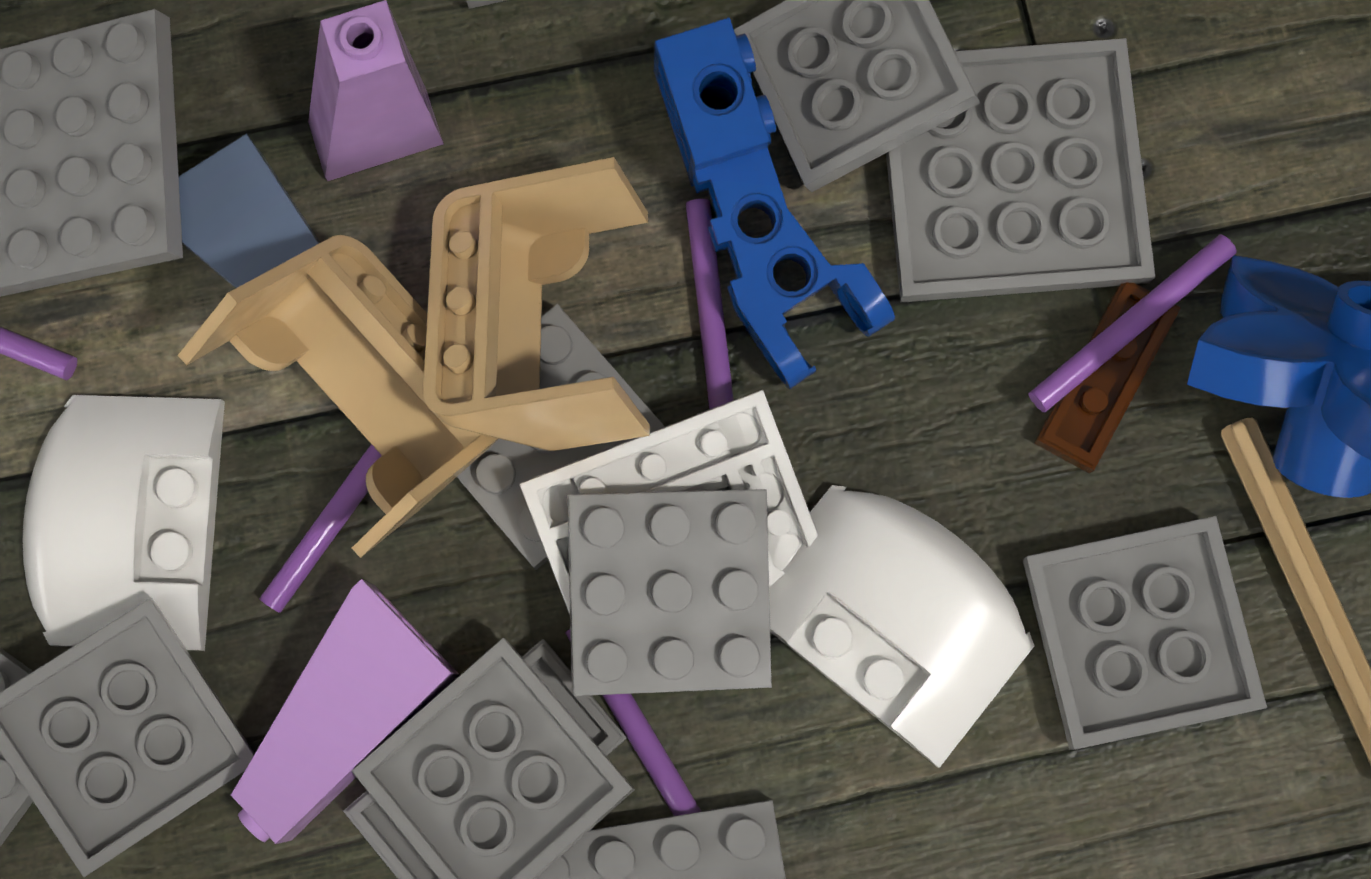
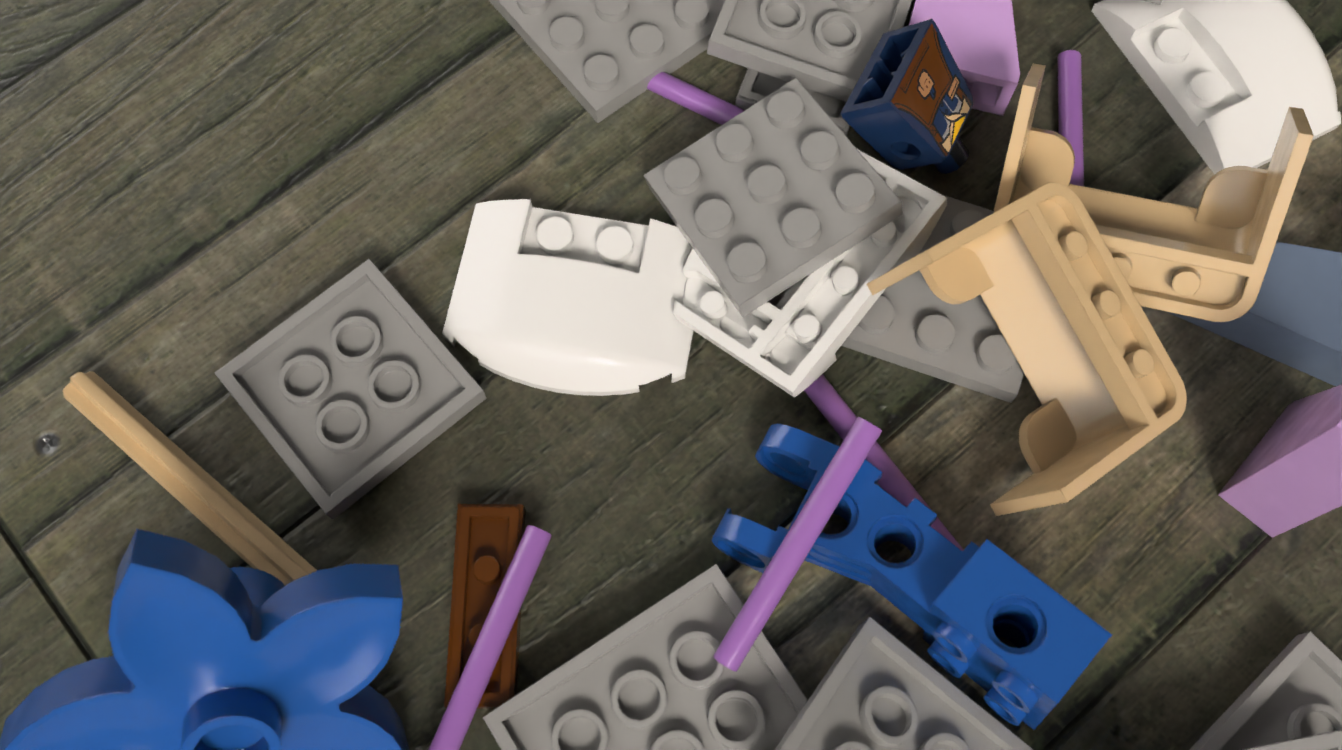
camera: 145 degrees right, 10 degrees down
(476, 614) = (912, 100): none -> dark blue torso
(834, 259) = (797, 544): none -> medium lavender bar

